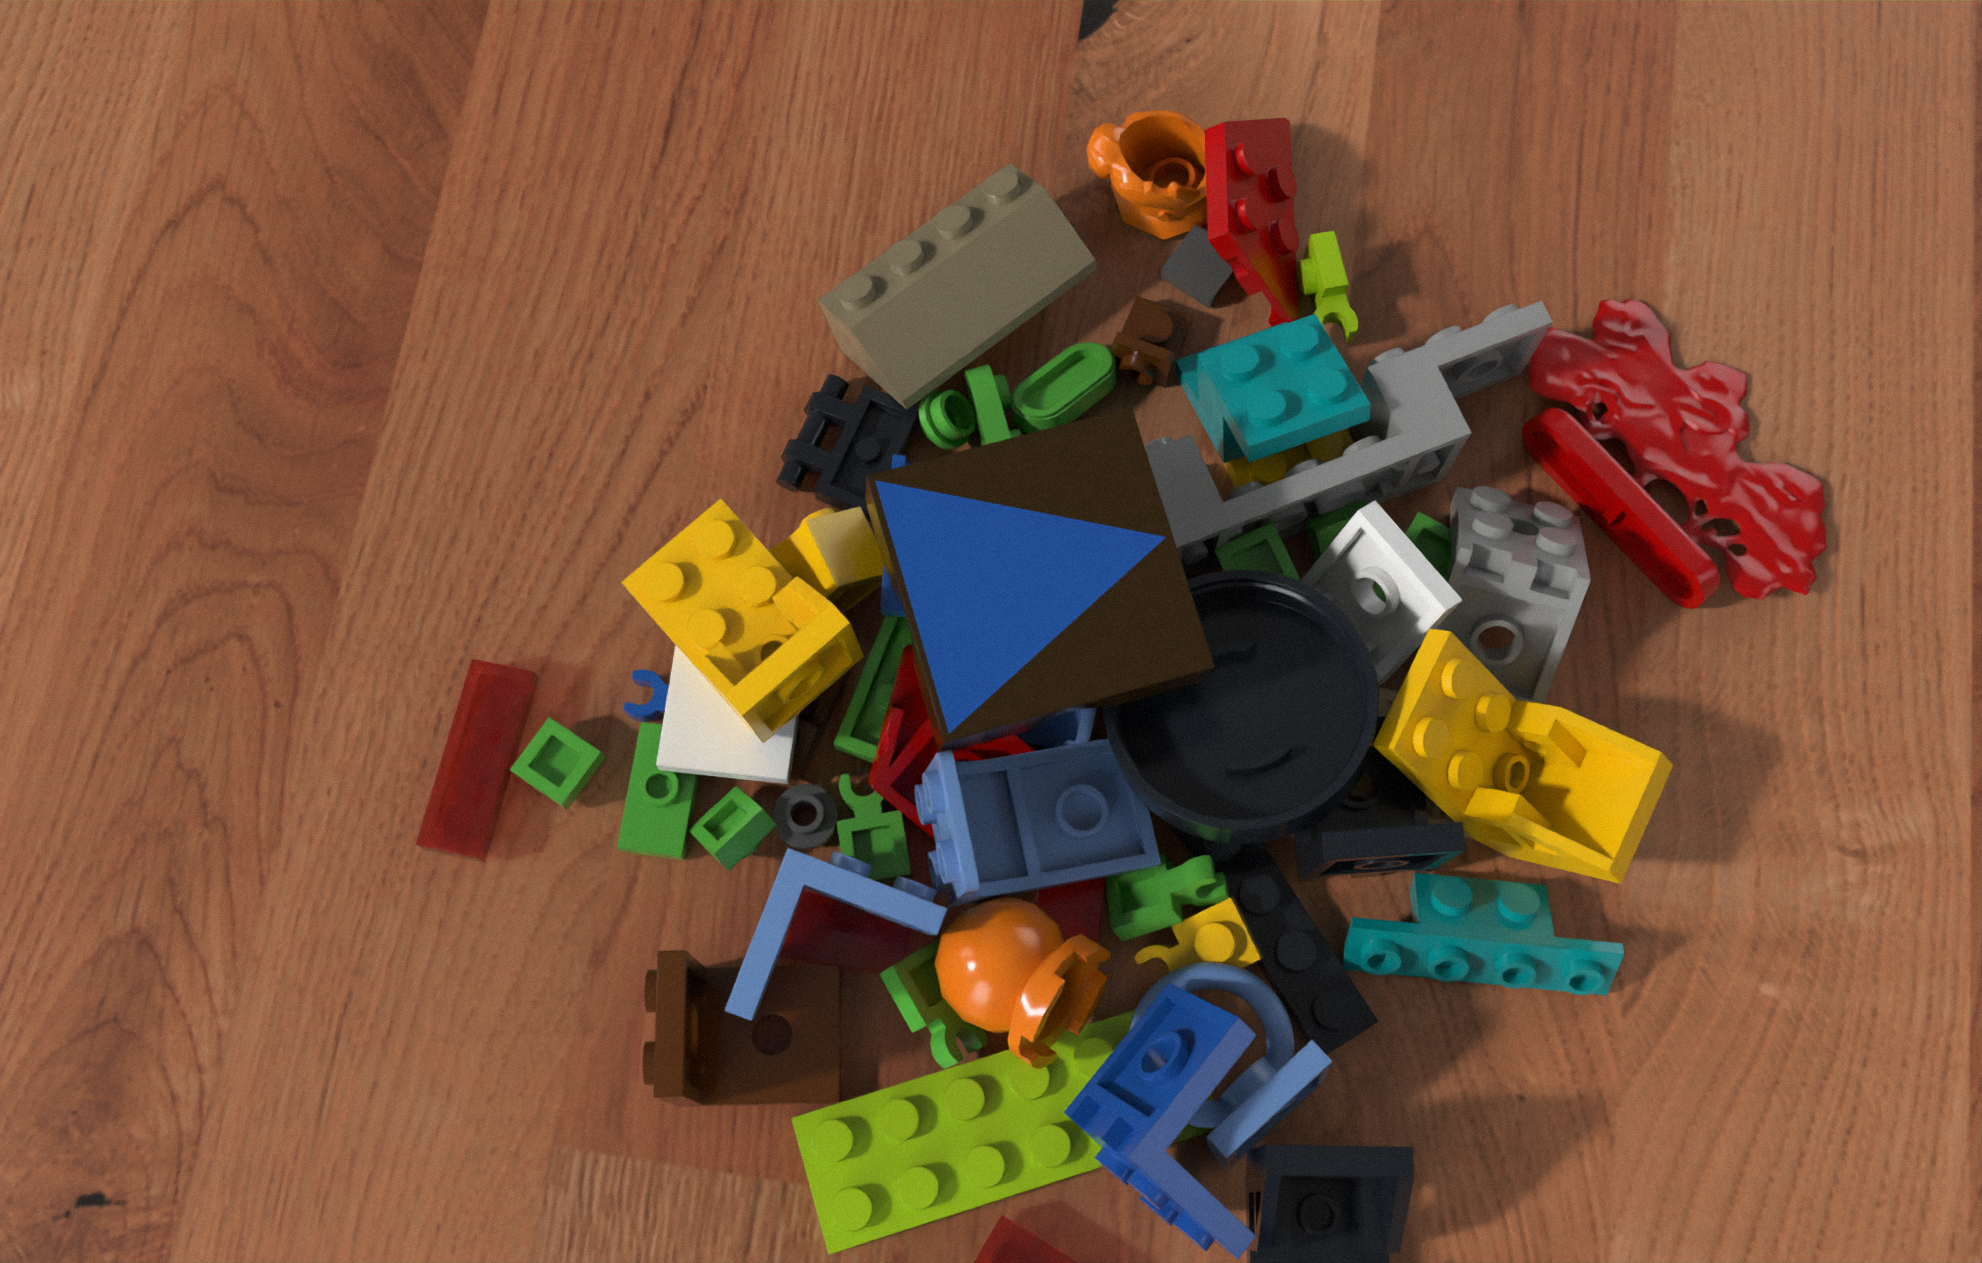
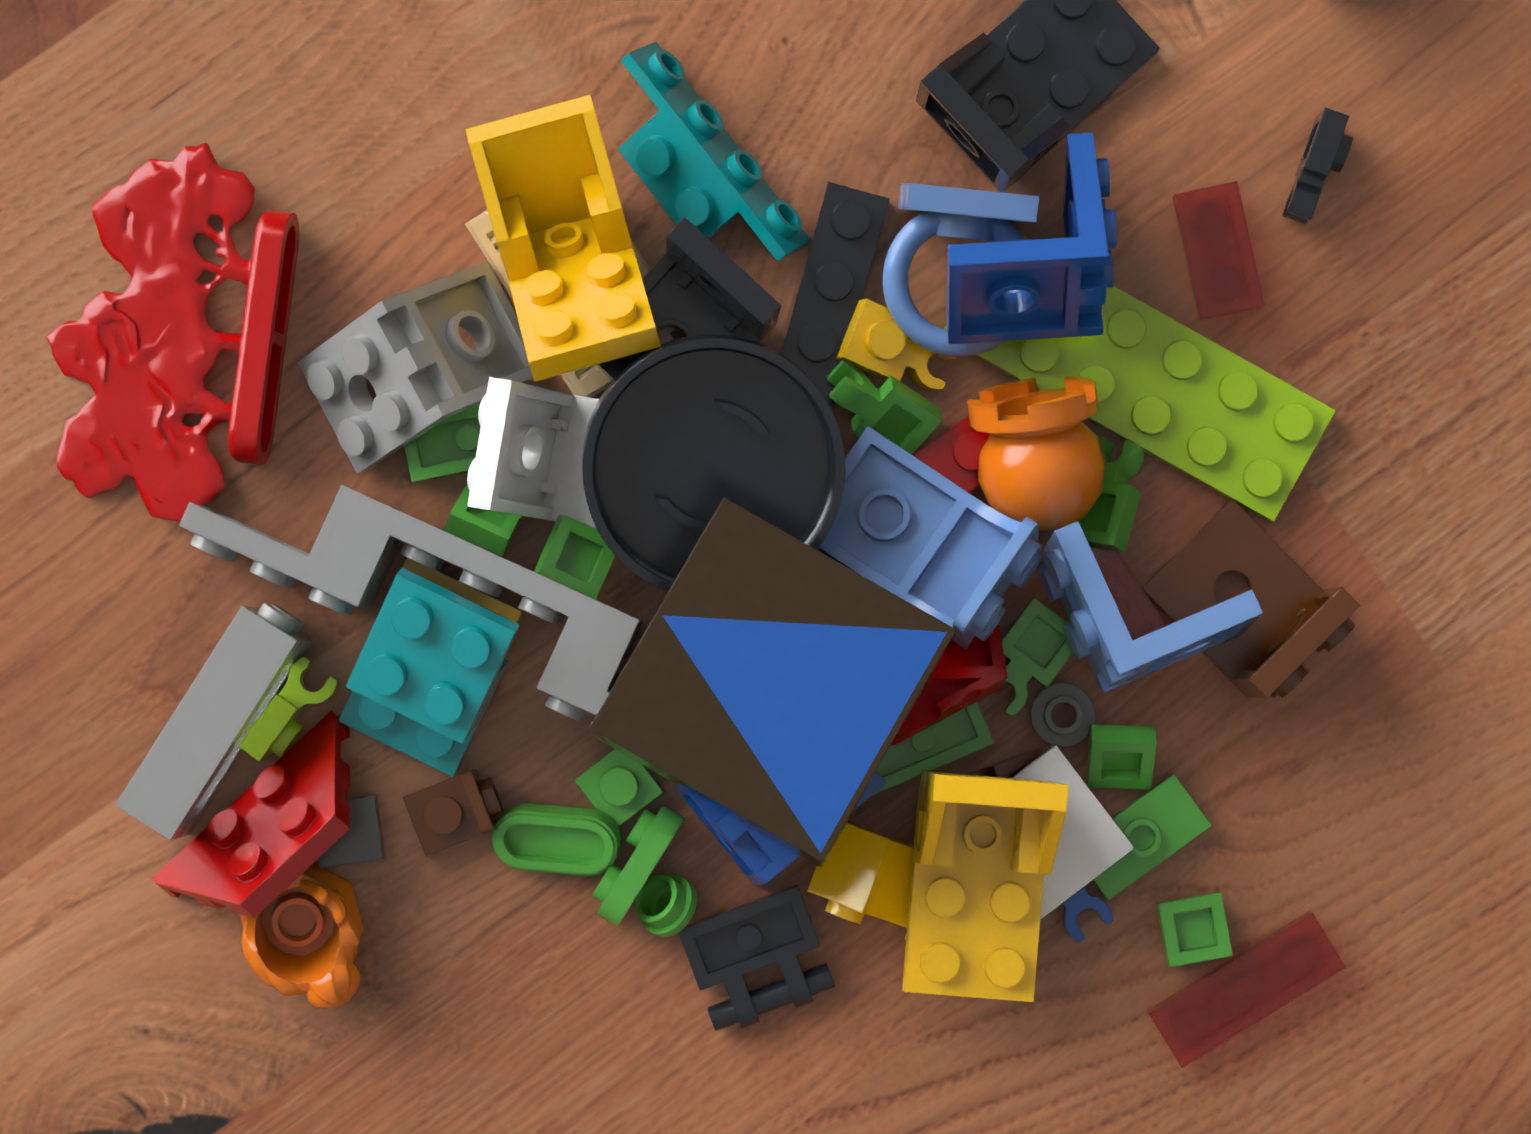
camera: 135 degrees left, 15 degrees up
(957, 285) = (555, 993): dark tan slope -> none
(1360, 194) = (213, 719): none -> light grey piece

